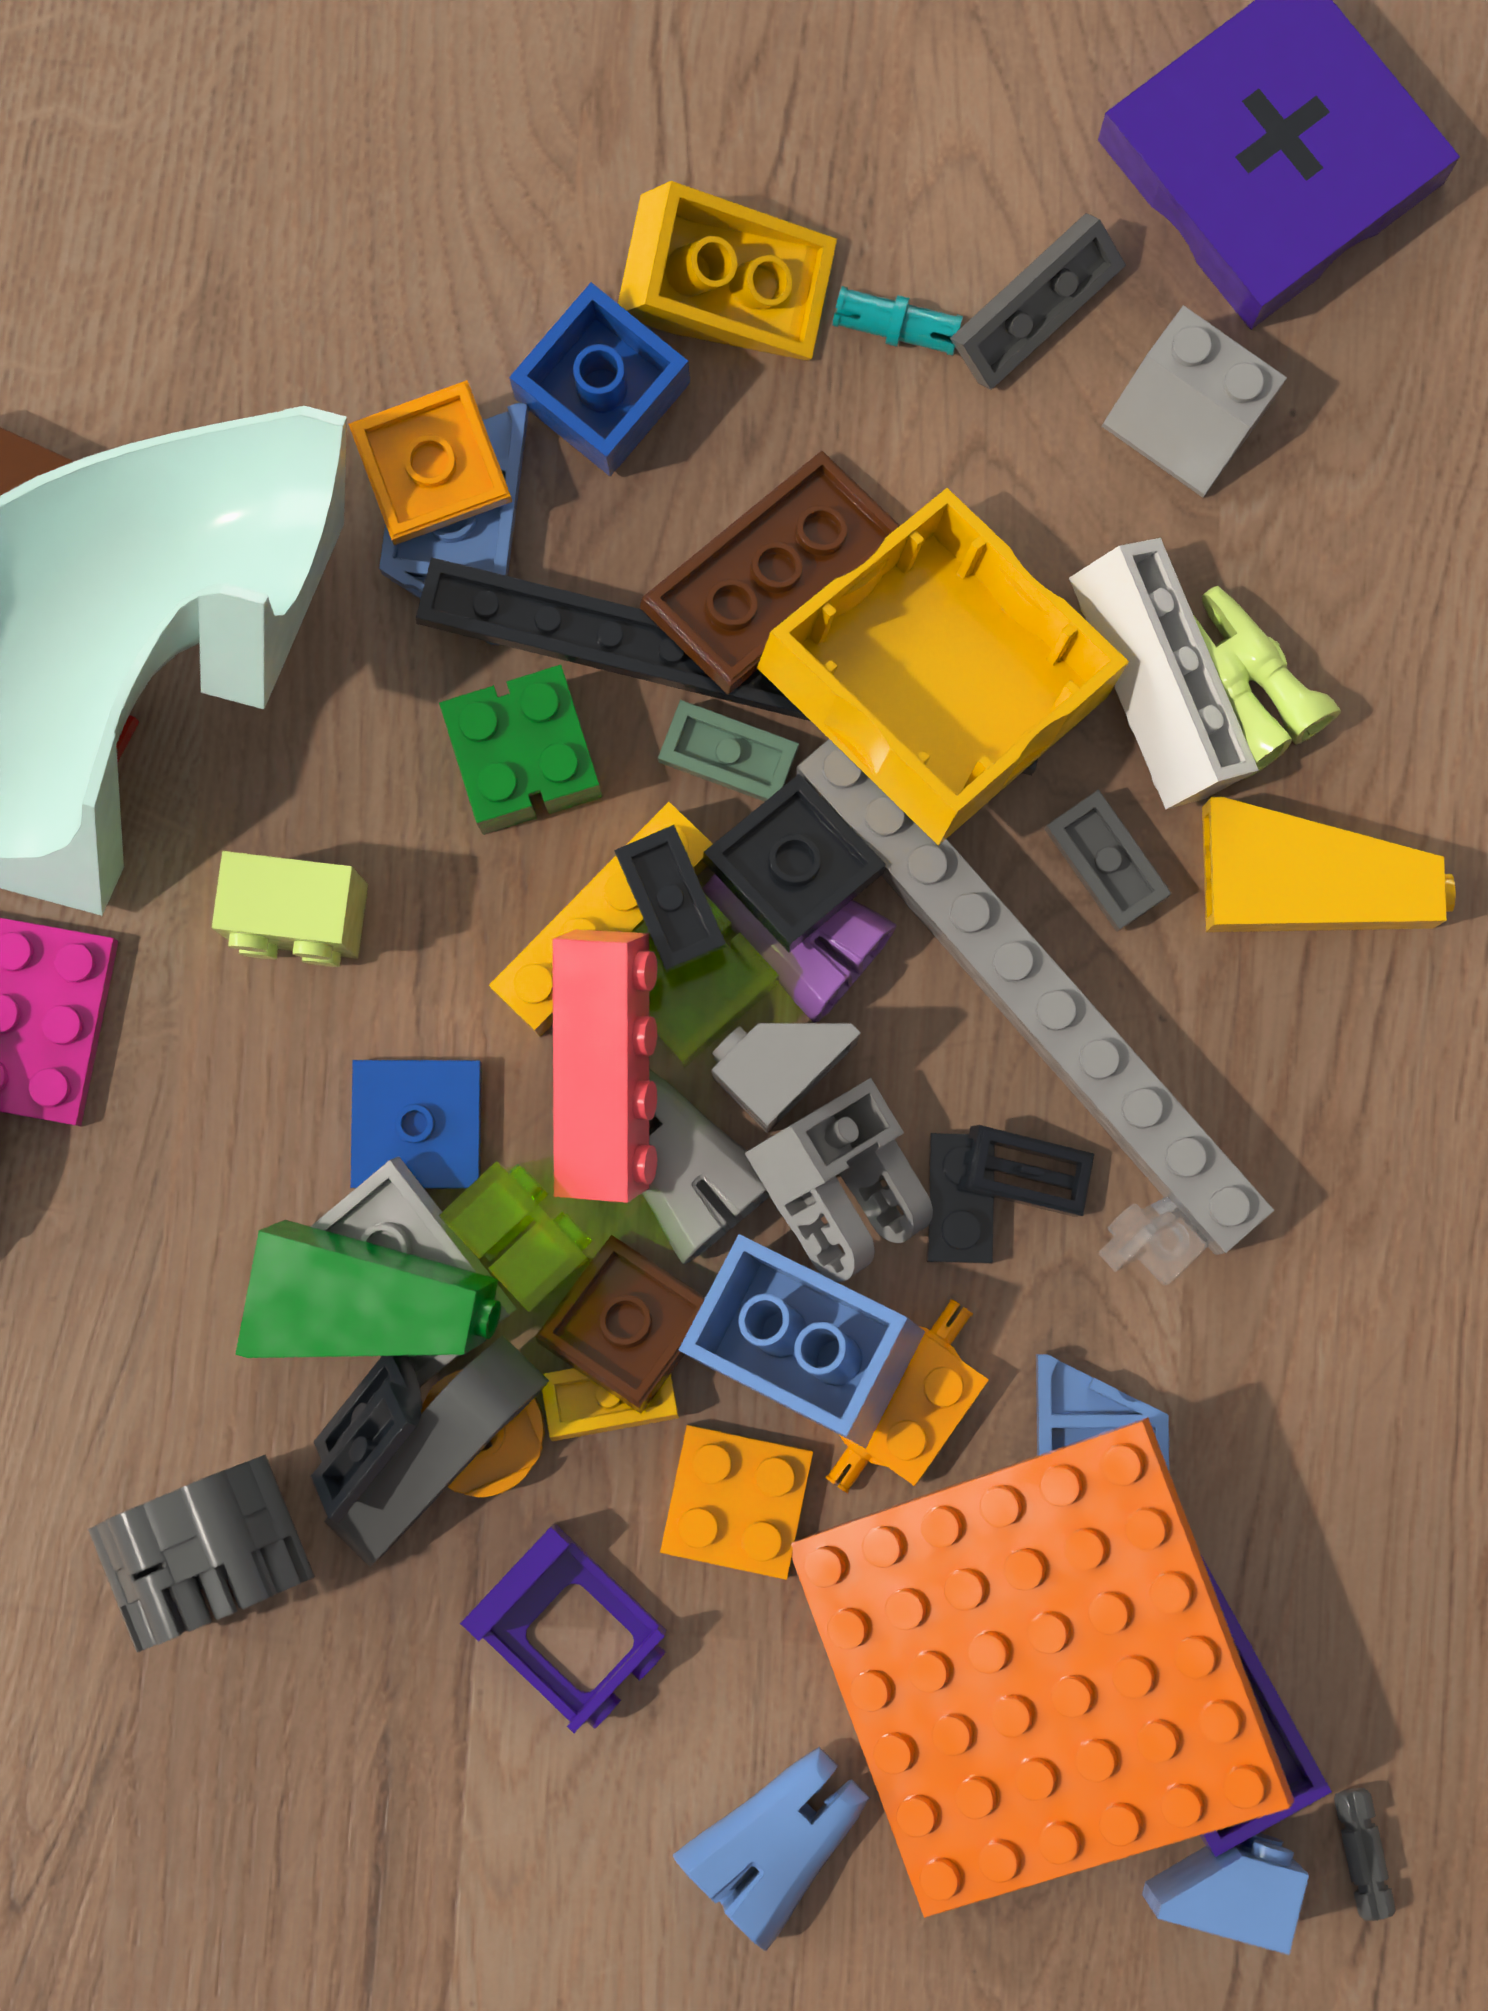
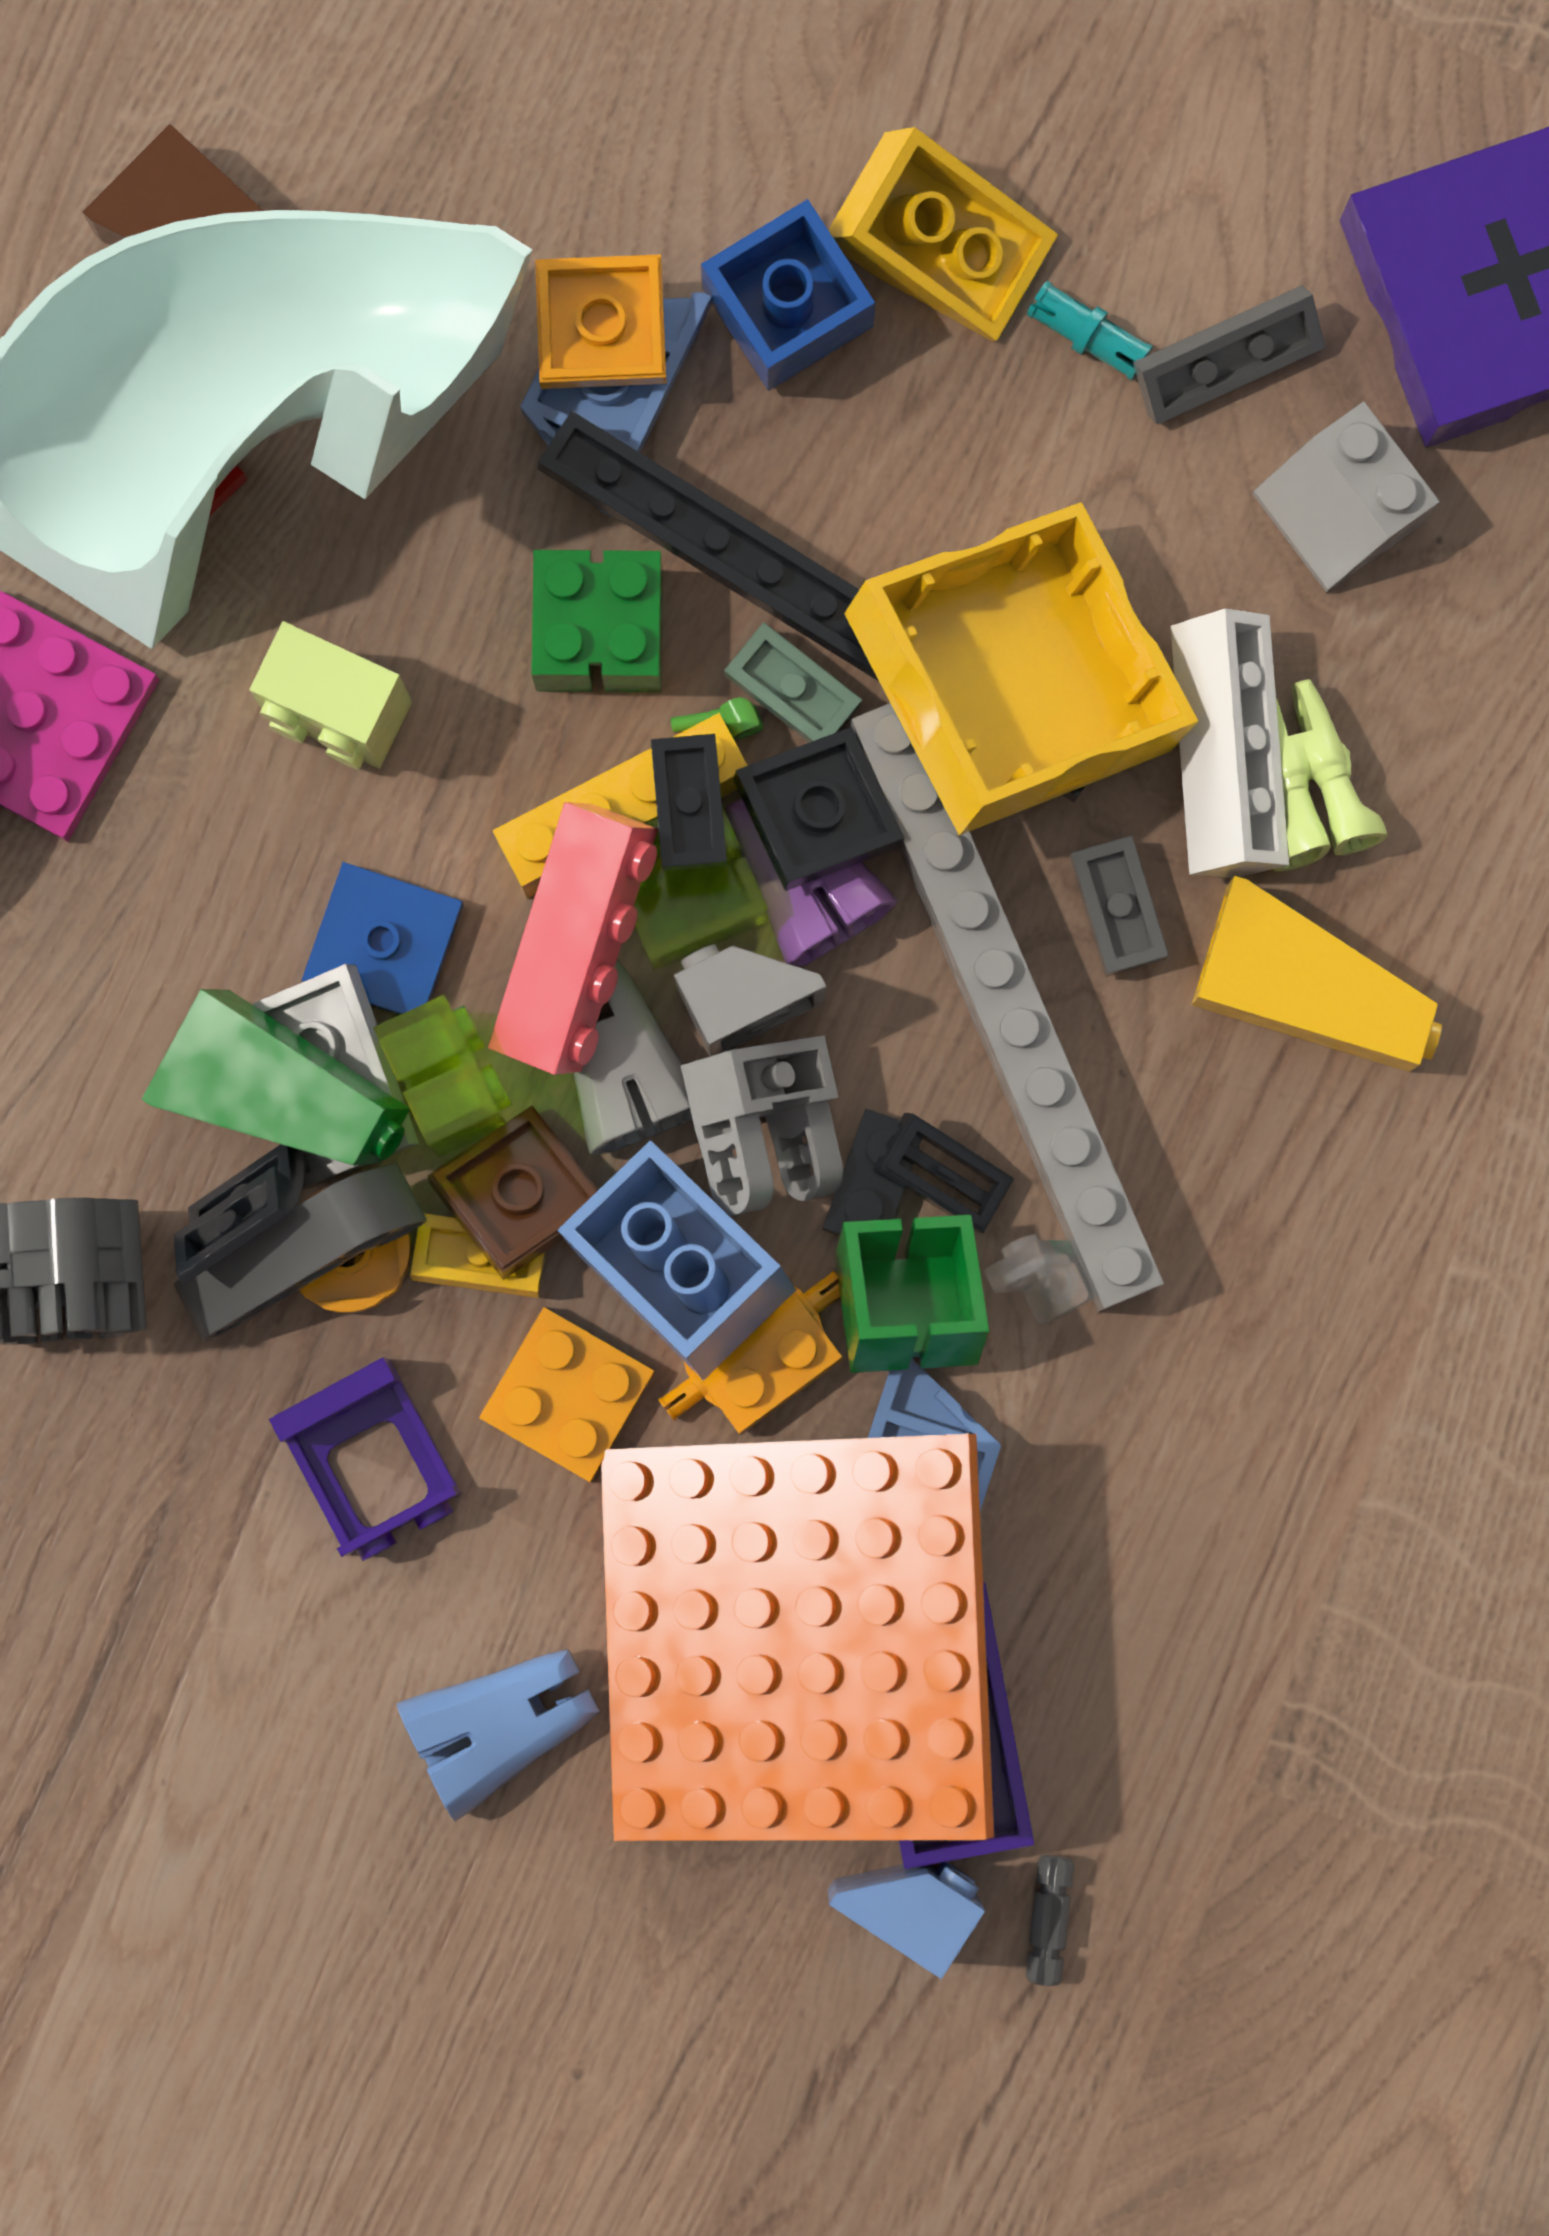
camera: 15 degrees right, 0 degrees up
(684, 795) = (738, 714): none -> bright green hand
(766, 568) = (883, 521): reddish brown tile -> none
(1043, 1307) = (911, 1305): none -> green piece

